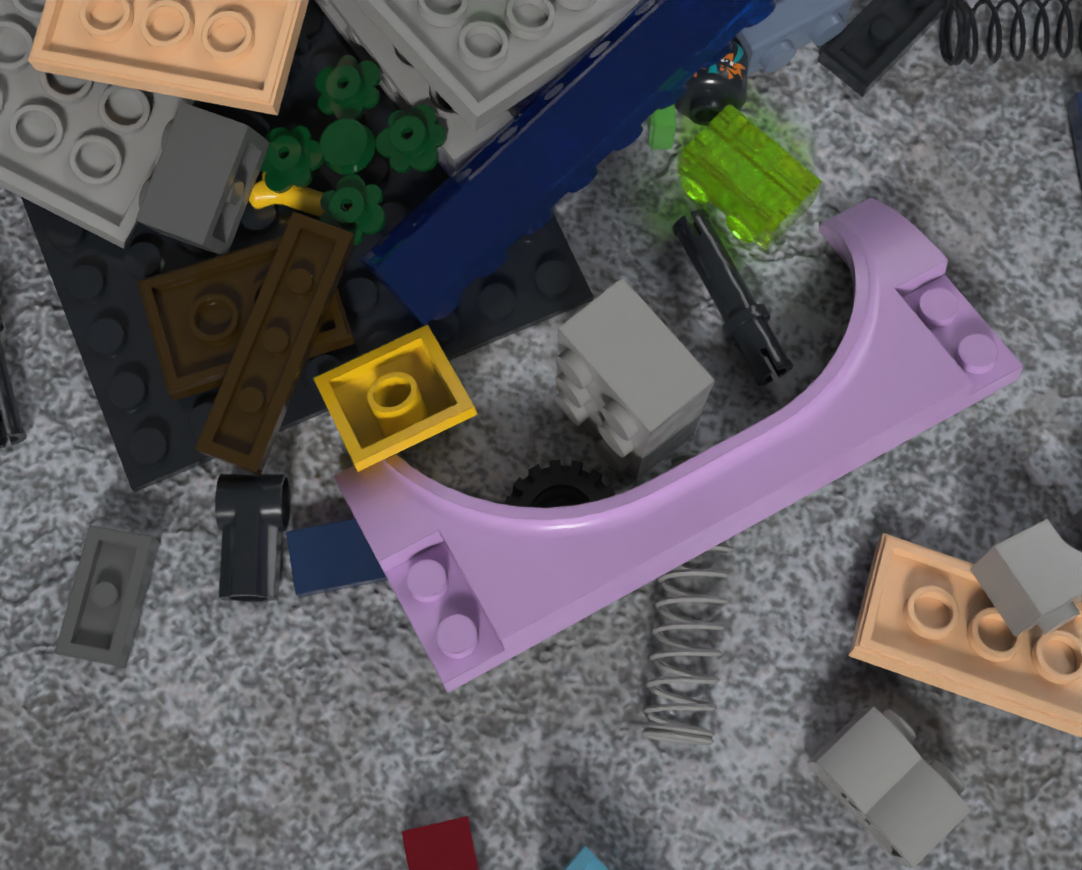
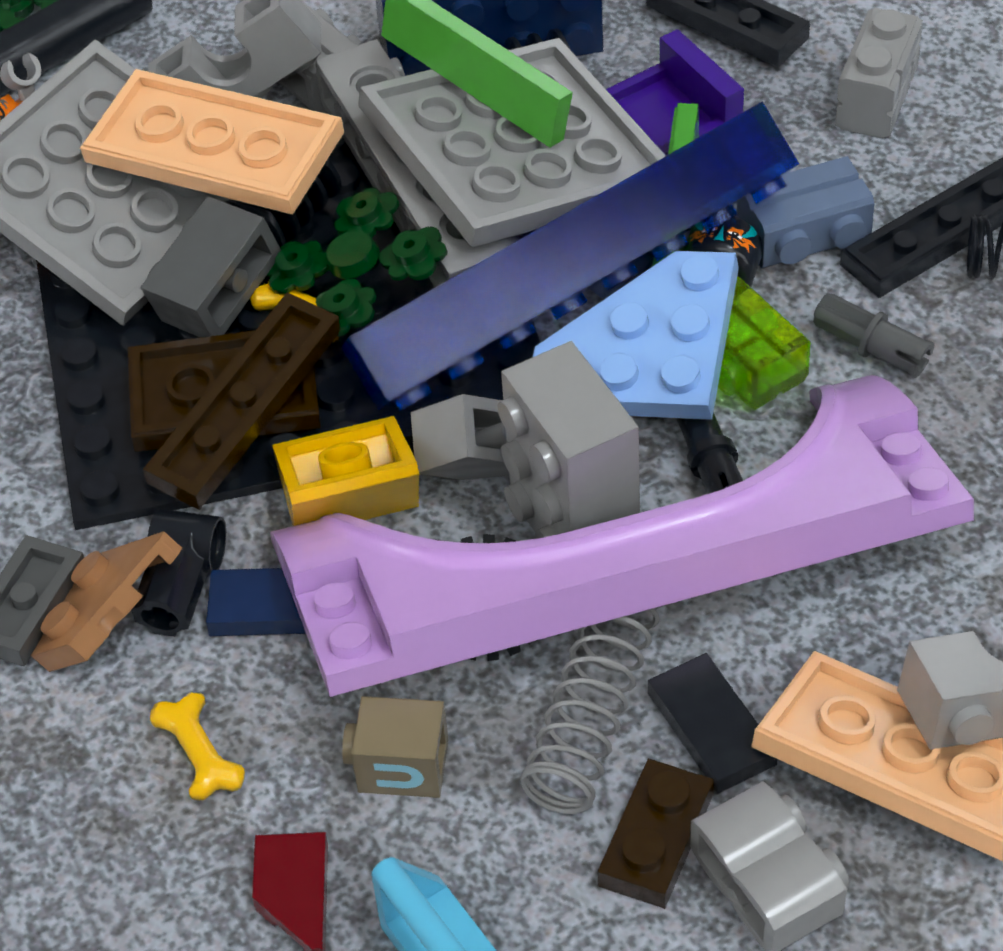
camera: 15 degrees right, 25 degrees down
(185, 593) = (98, 600): none -> medium nougat wing
(339, 756) = (210, 768): none -> yellow piece
(512, 345) = (459, 438): none -> light grey slope
(515, 711) = (397, 746): none -> dark tan brick
(664, 210) = (661, 335): none -> light blue plate
(773, 755) = (655, 833): none -> dark brown plate
(799, 624) = (710, 721): none -> black tile
(871, 151) = (873, 334): none -> dark grey axle

